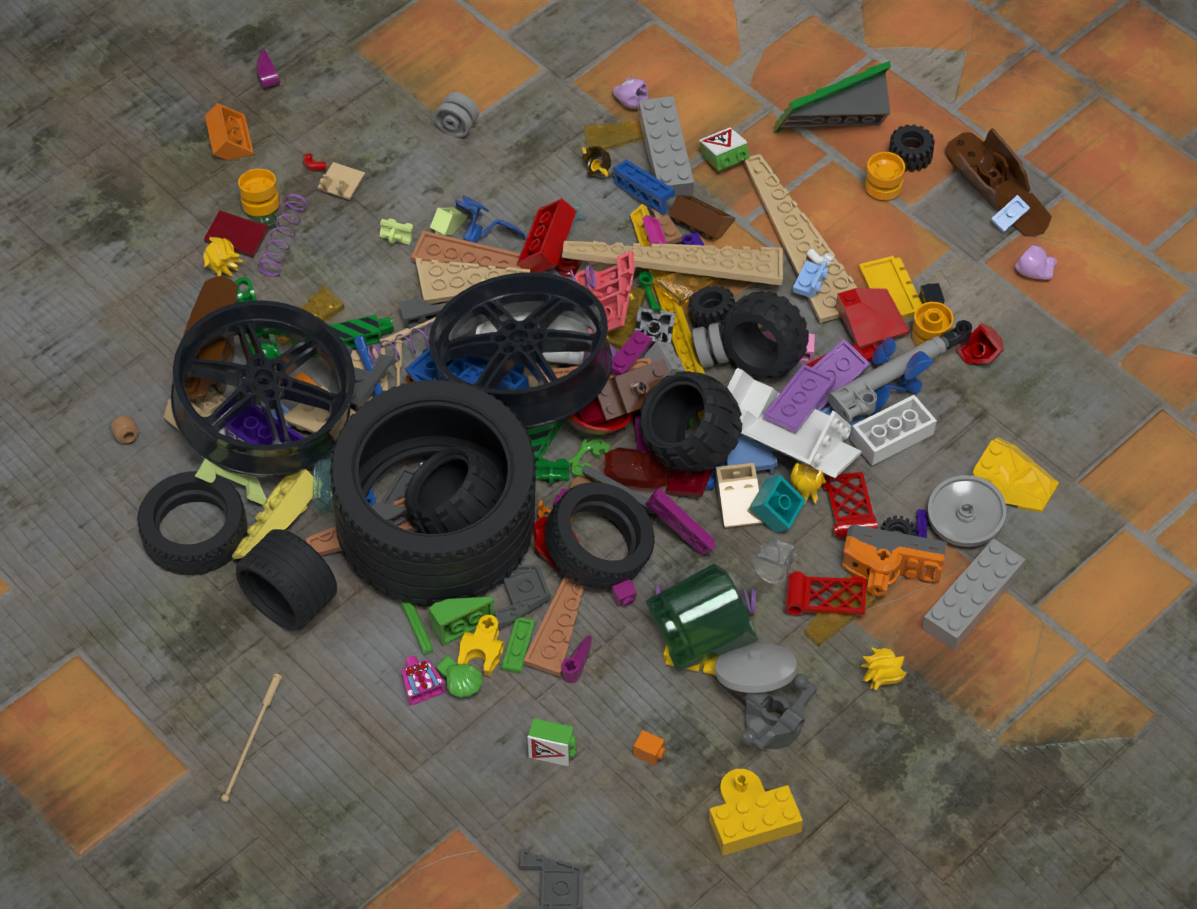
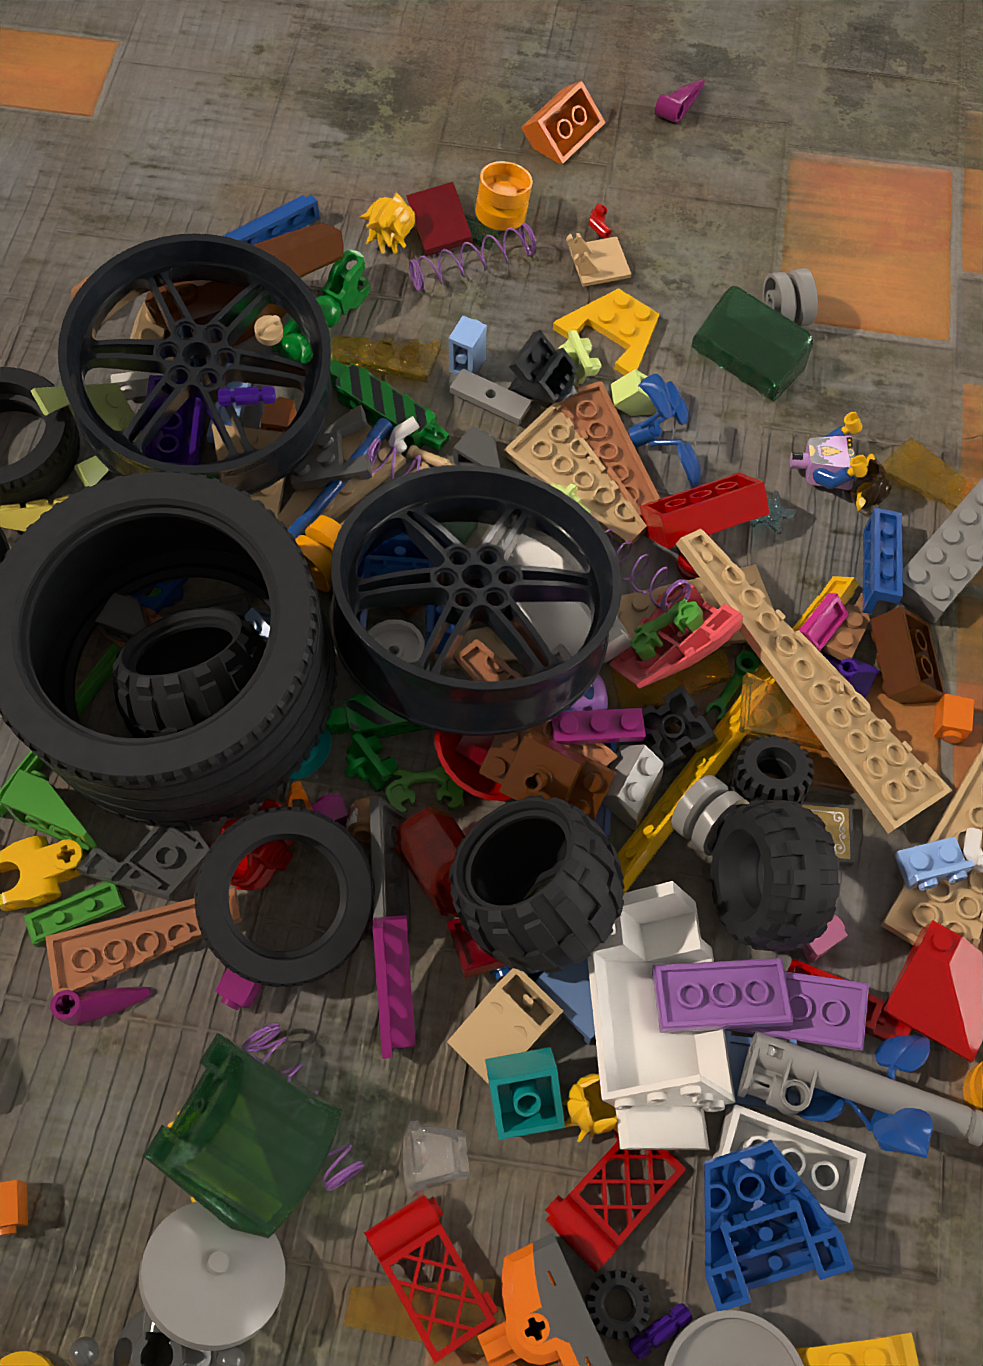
camera: 50 degrees right, 10 degrees up
(162, 318) = (279, 221): none -> blue fence
(284, 333) = (268, 330): none -> tan tile
(315, 369) = (246, 396): none -> dark purple axle
(346, 273) = (467, 346): none -> light blue brick
(373, 334) = (400, 432): none -> white arm
(382, 285) = (490, 396): none -> light grey tile
(391, 197) = (620, 320): none -> yellow wing
(396, 251) = (544, 371): none -> black piece
(465, 149) = (754, 343): none -> clear green windscreen
(567, 167) = (831, 458): none -> torso
(605, 278) = (682, 613): none -> bright green helmet
(748, 220) = (953, 718): none -> orange brick
(911, 447) = (763, 1225): none -> blue wedge

